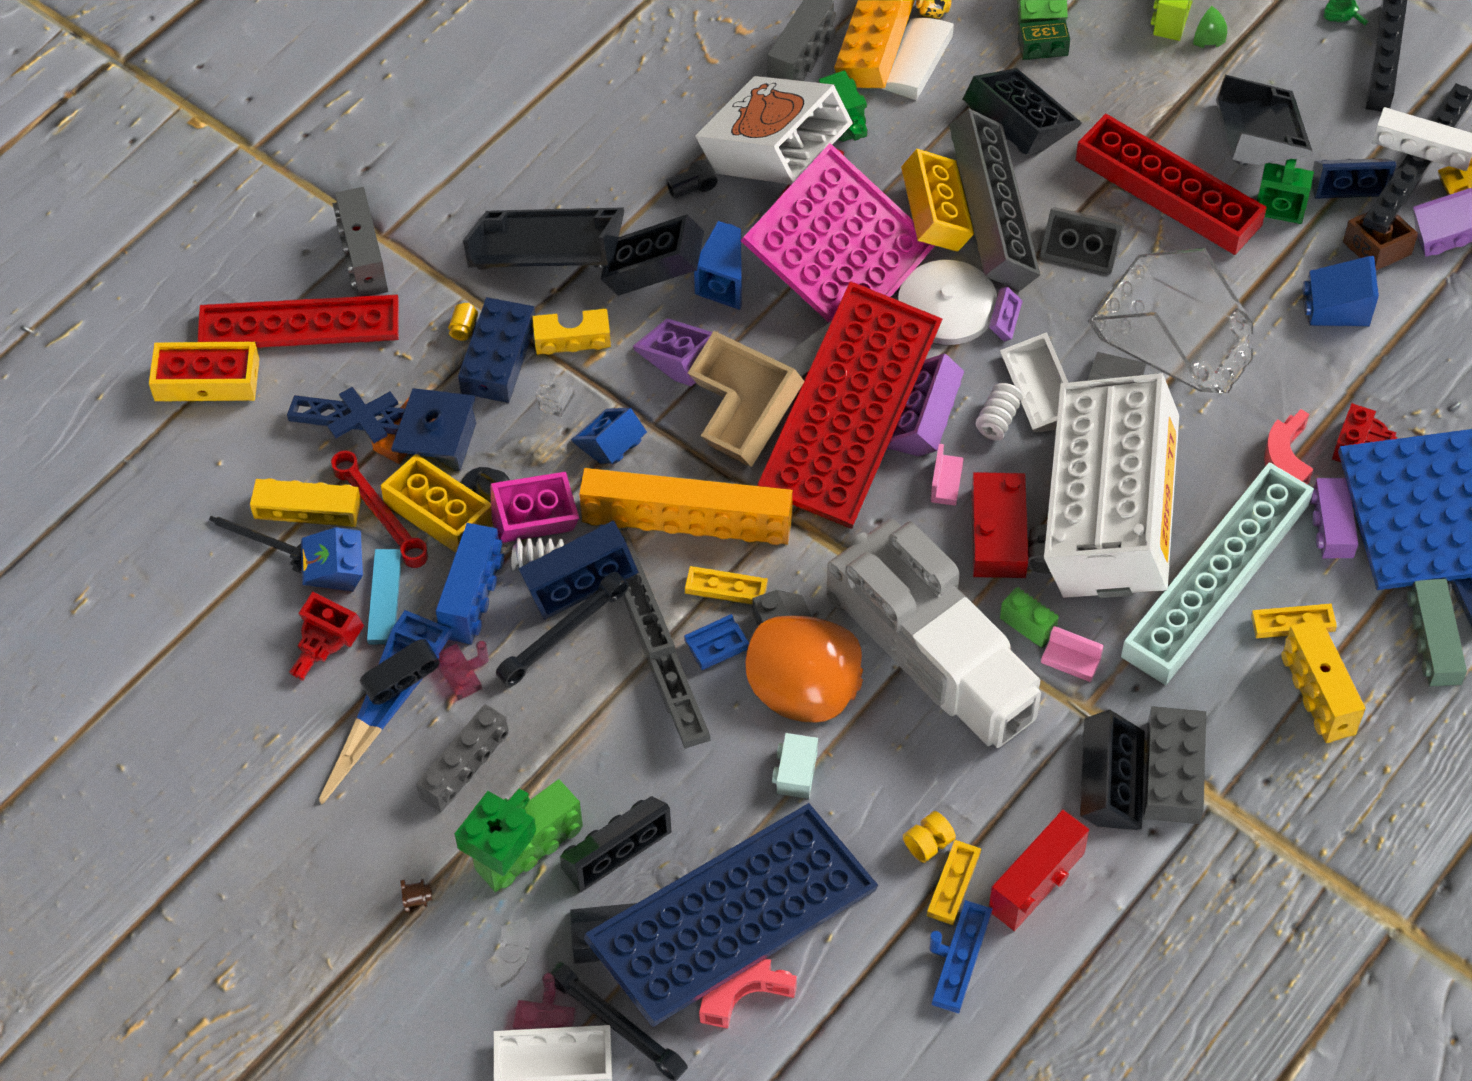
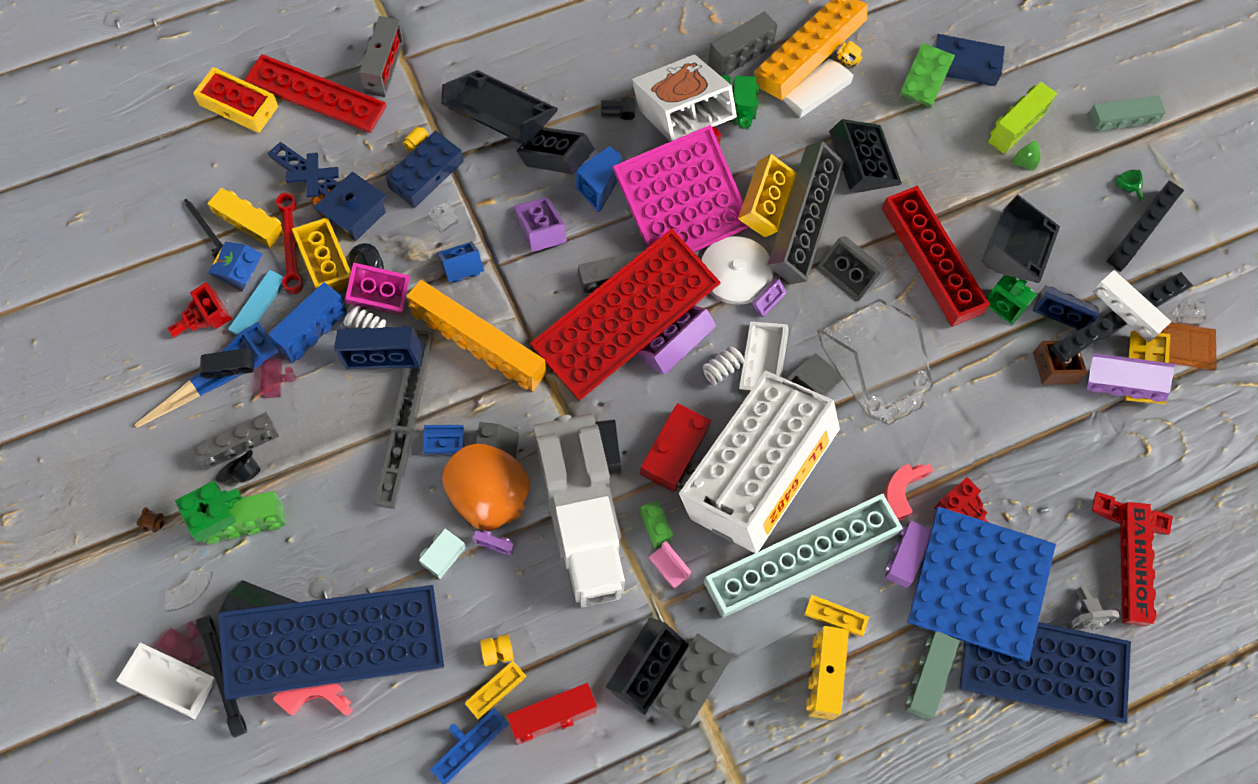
camera: 20 degrees right, 10 degrees up
(491, 778) = (240, 469): none -> black piece
(514, 668) = (392, 370): black piece -> none
(554, 338) = (492, 184): yellow arch -> none
(616, 842) = (294, 549): black slope -> none
(724, 585) = (472, 402): yellow plate -> none
(754, 394) = (563, 280): tan piece -> none
(850, 726) = (487, 540): none -> medium lavender plate
(946, 478) = (661, 395): bright pink panel -> none
(1044, 39) = (909, 113): dark green brick -> none
(1342, 293) = (1008, 391): blue slope -> none

